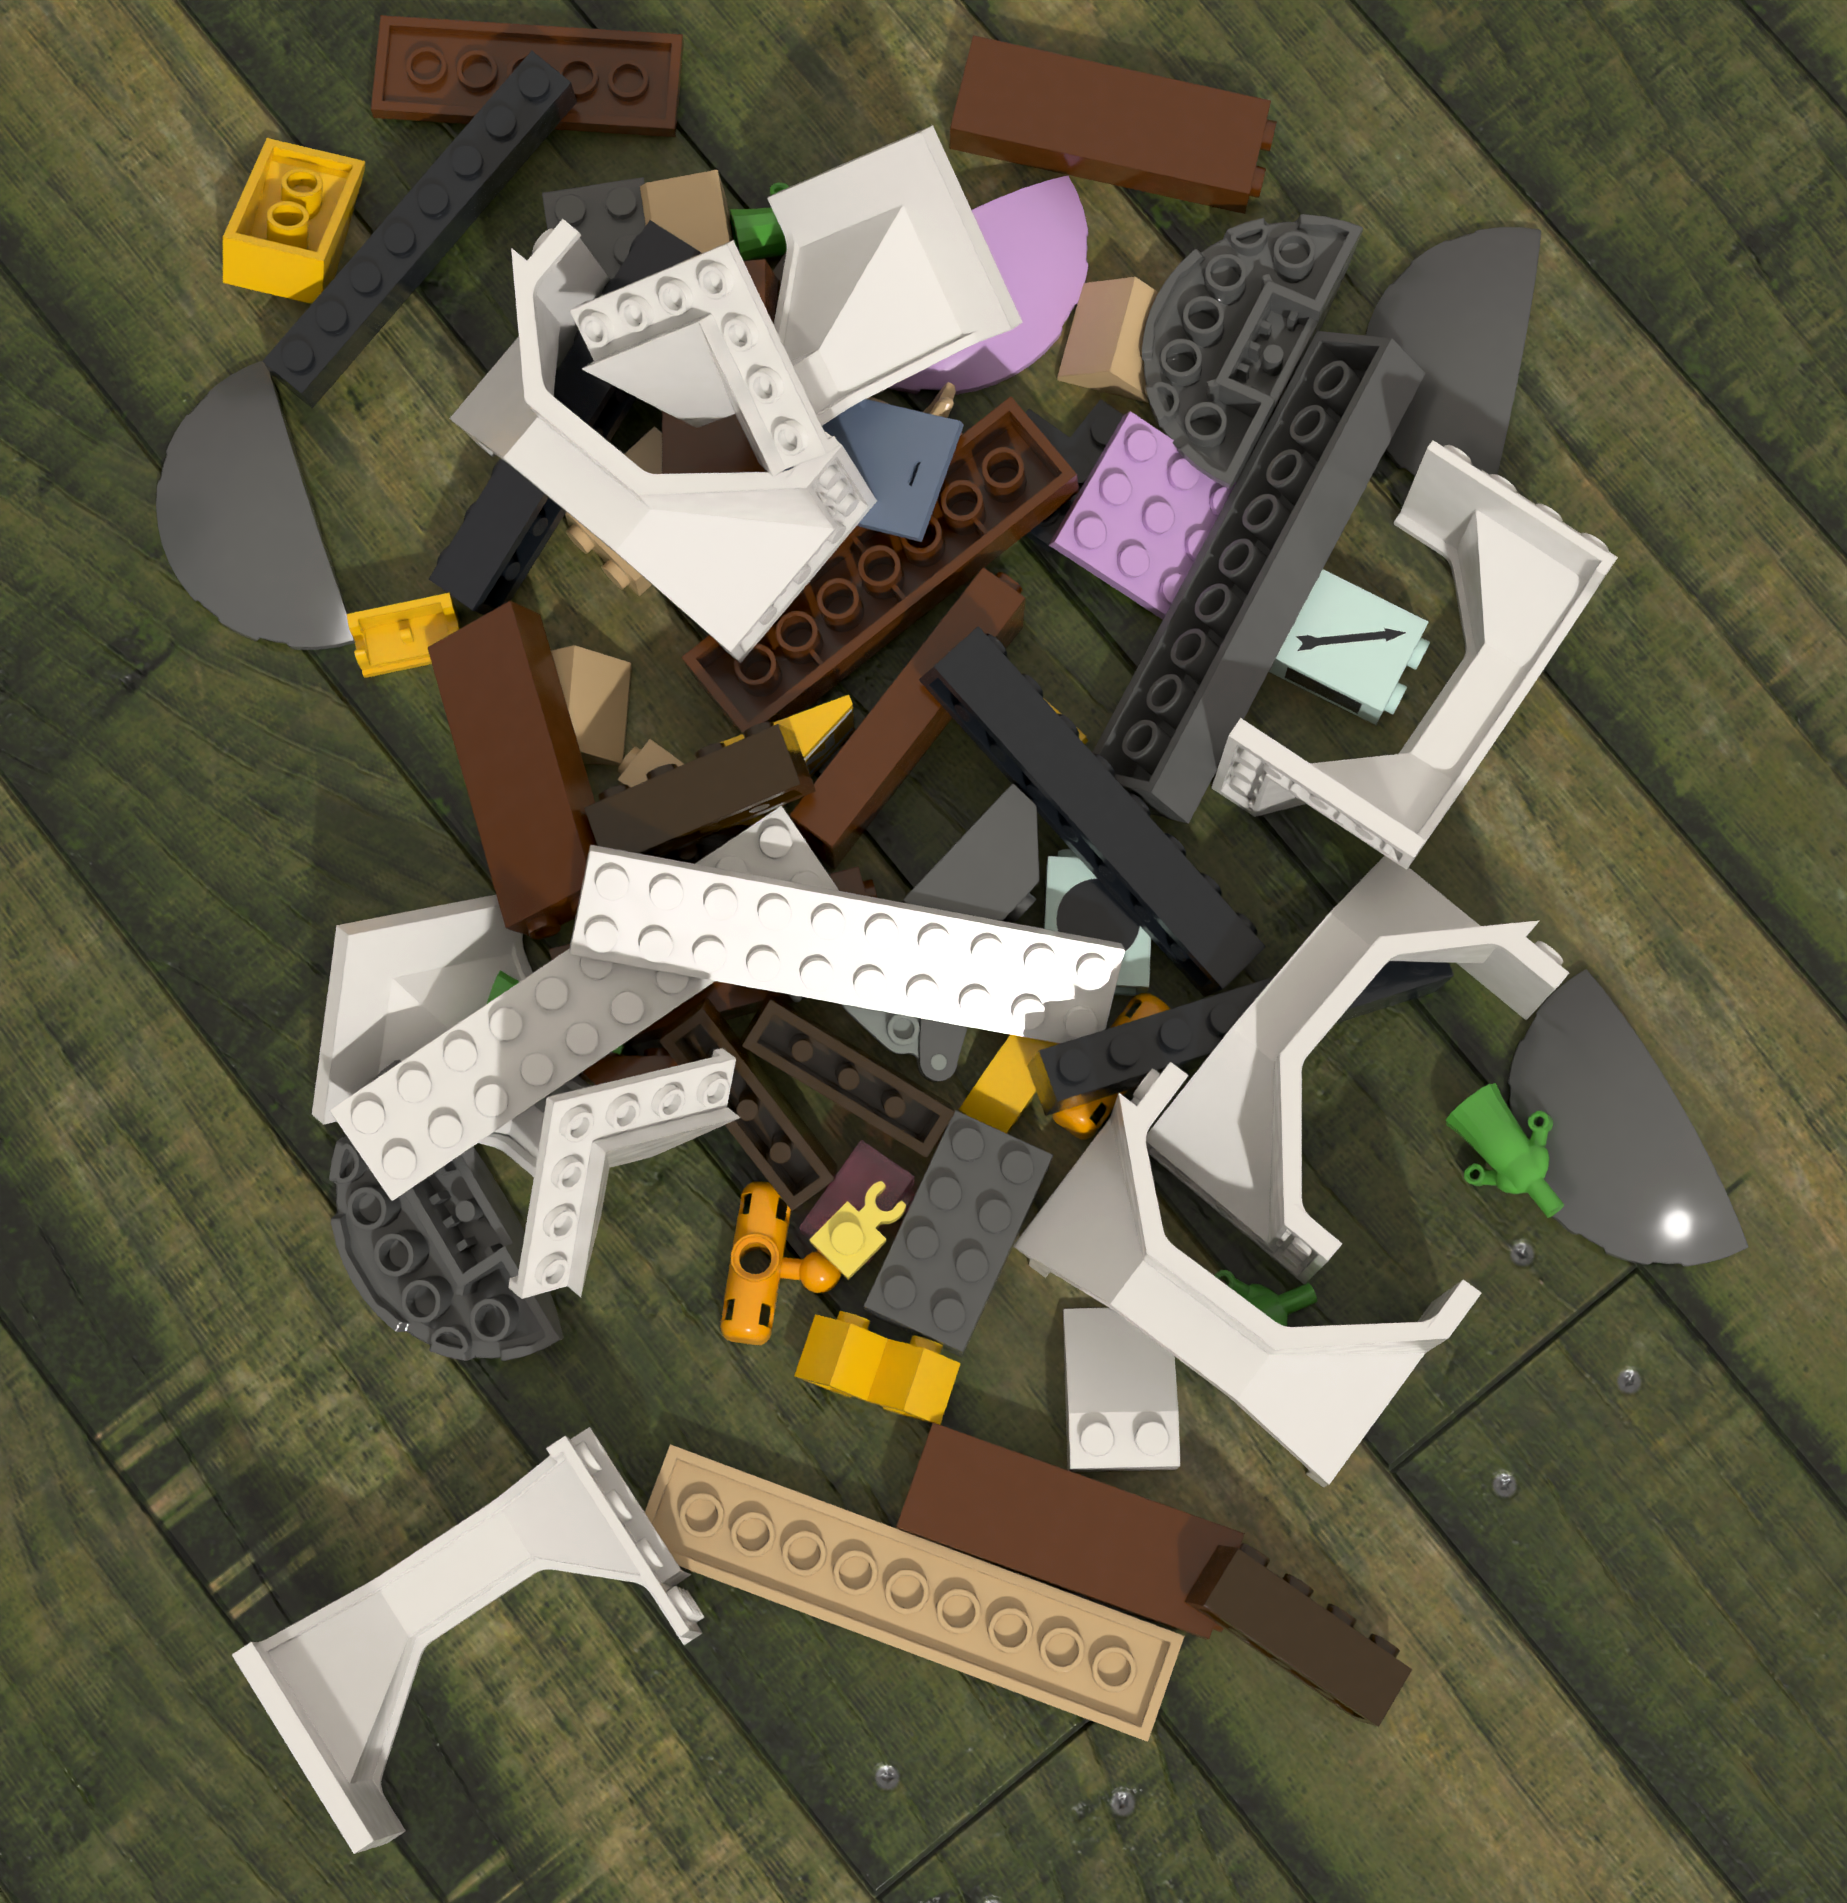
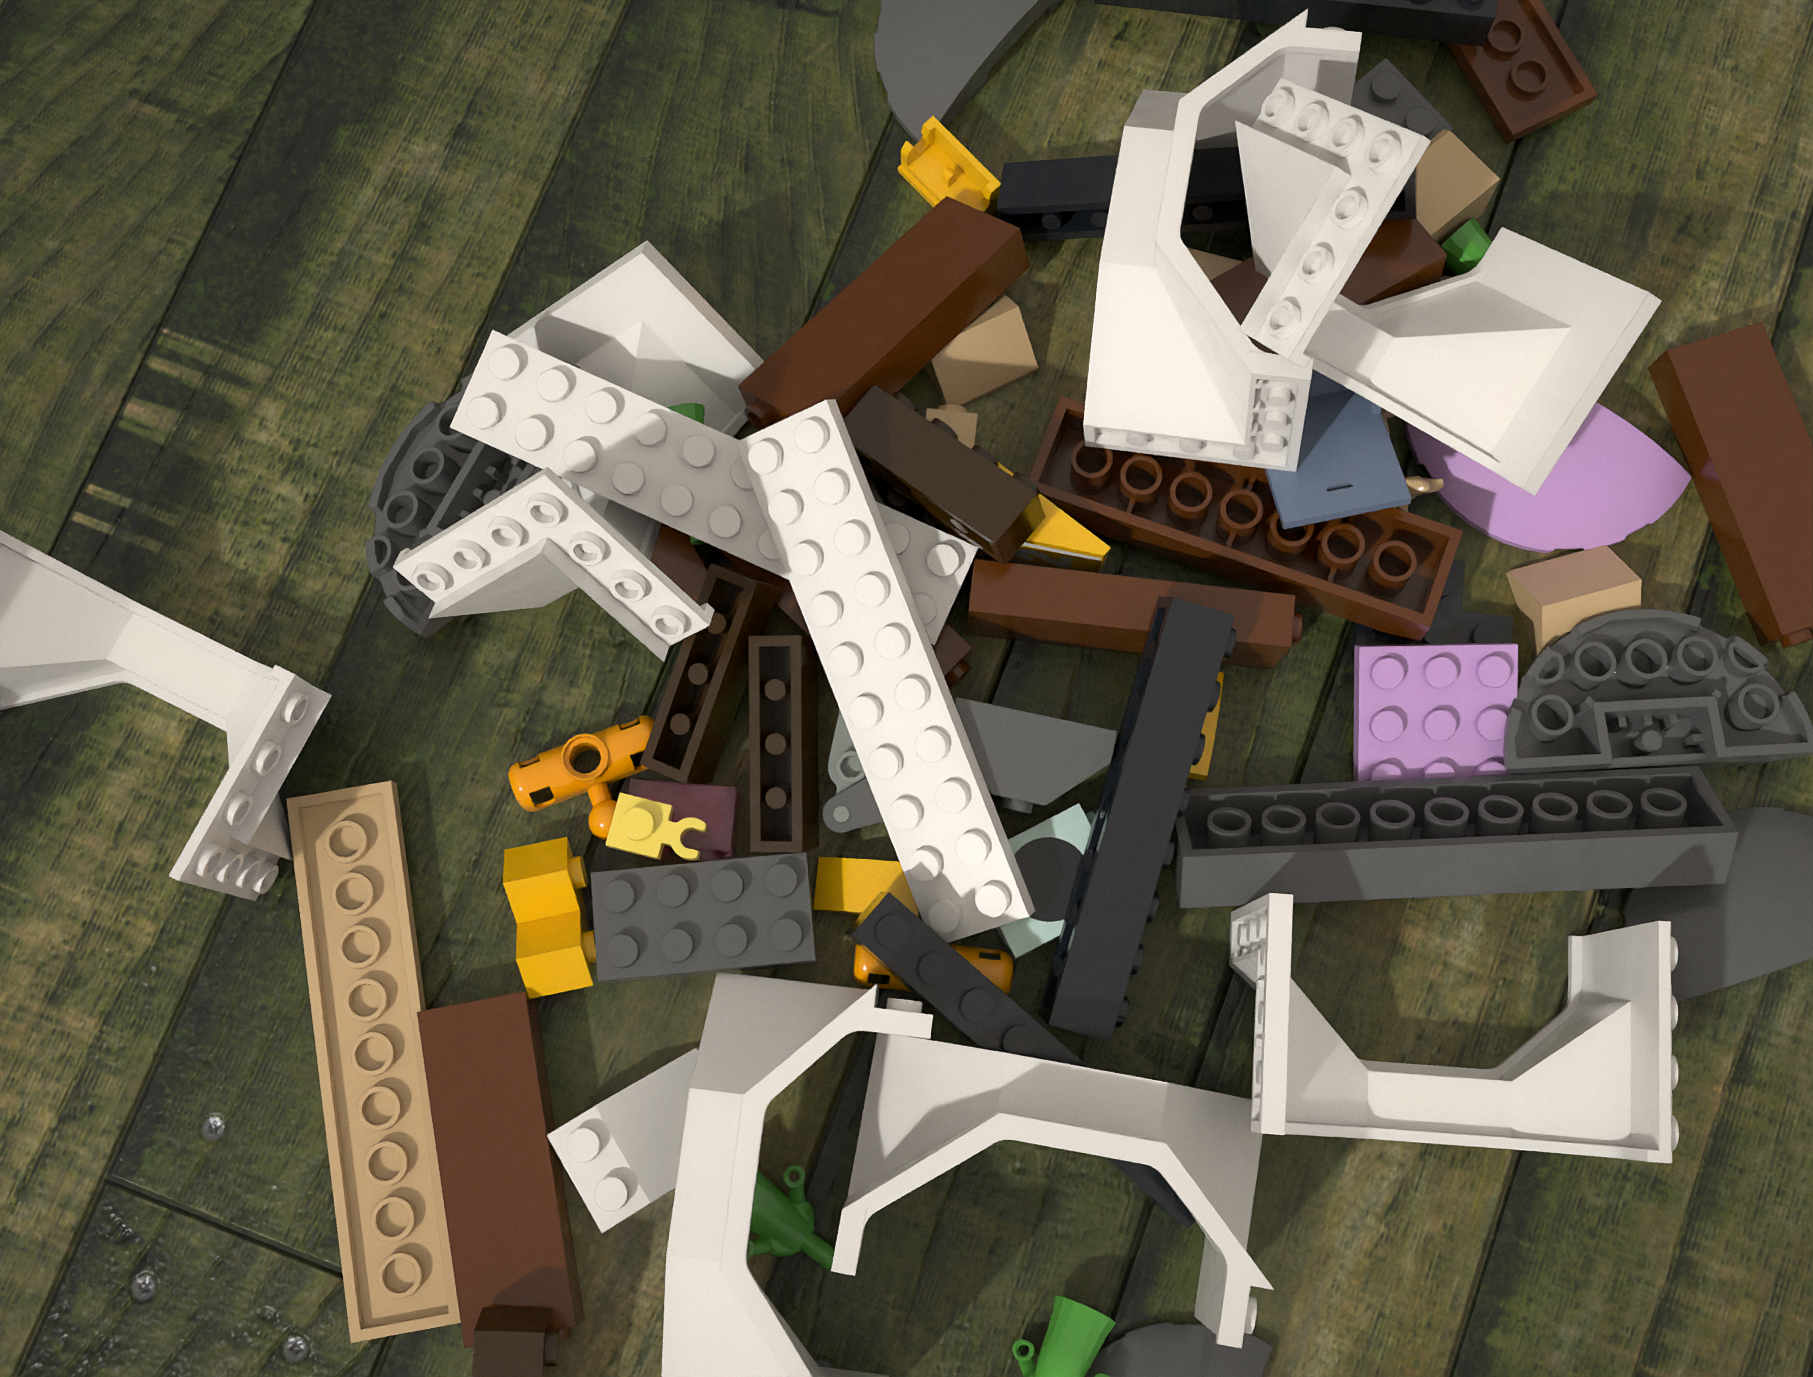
camera: 60 degrees right, 0 degrees up
(1351, 648) = (1432, 962): light aqua brick -> none

